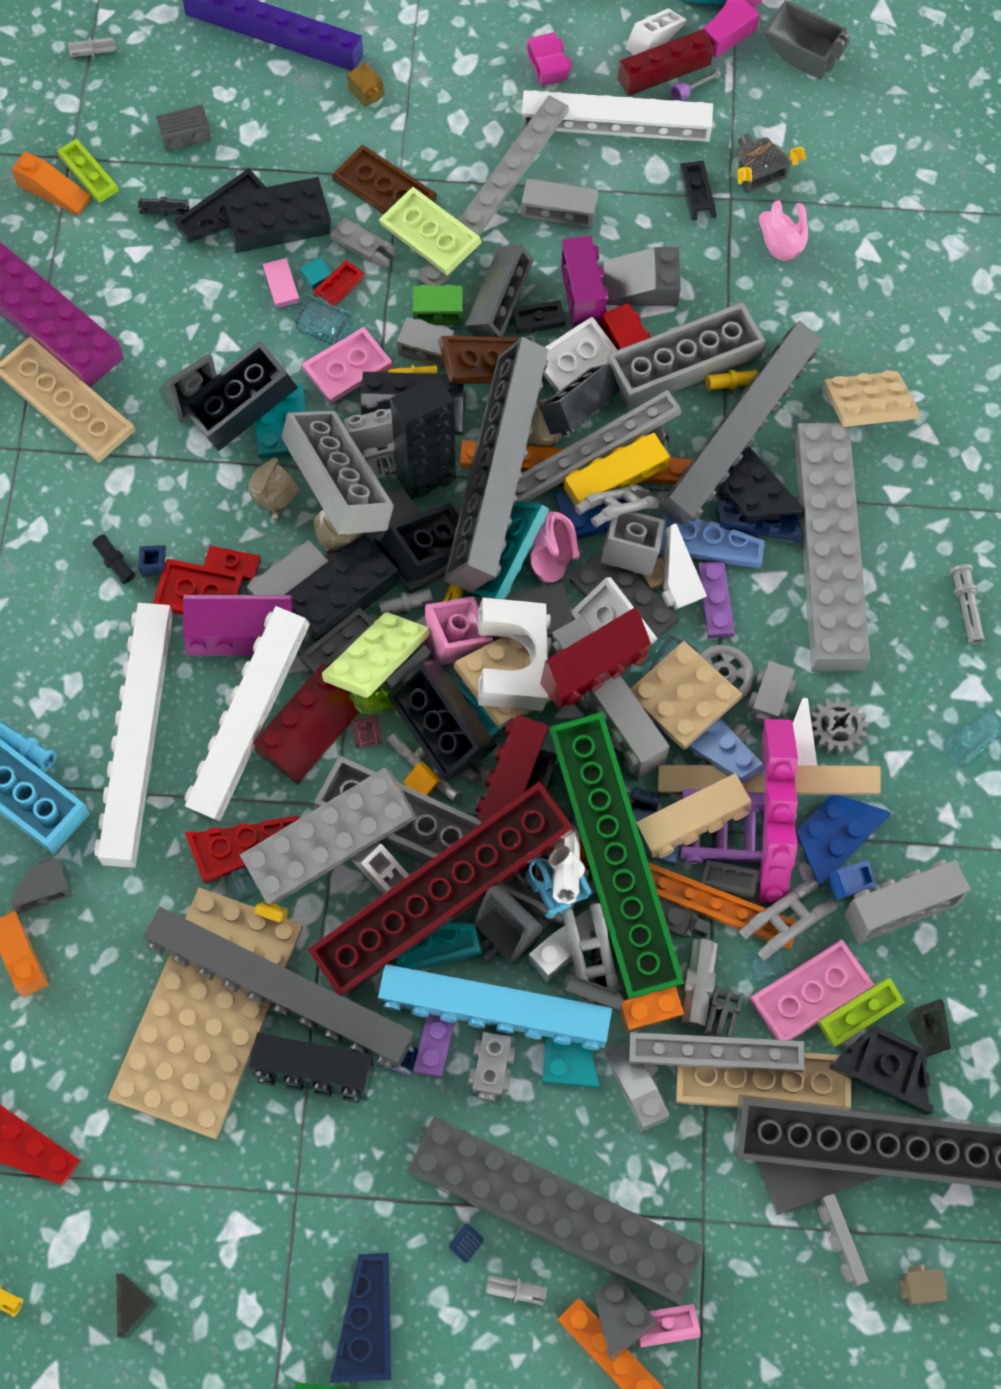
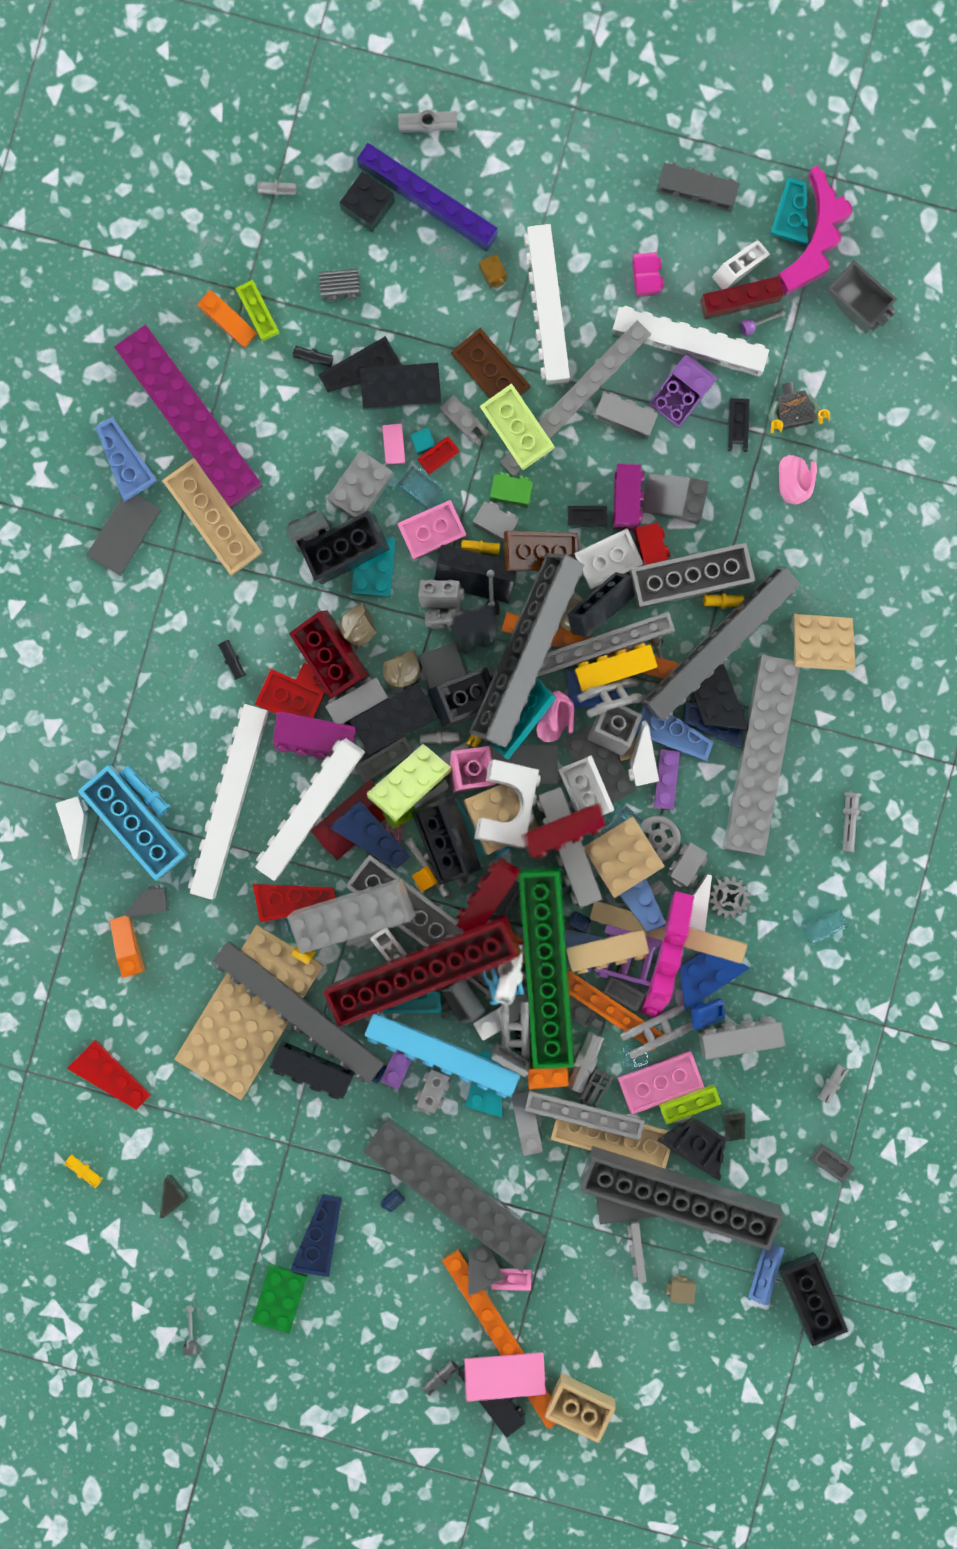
camera: 10 degrees right, 20 degrees up
(151, 560) = (259, 667): dark blue slope -> none
(202, 40) = (367, 201): none -> black brick
(239, 525) = (328, 653): none -> dark red slope
(245, 323) = (360, 485): none -> light grey brick
(330, 728) = (367, 832): none -> dark blue wing
(337, 472) = (405, 633): light grey brick -> none
(438, 108) = (548, 304): none -> white brick
(499, 291) = (561, 490): dark grey brick -> none
(516, 1290) = (420, 1237): light grey axle -> none
(622, 165) = (683, 390): none -> medium lavender slope

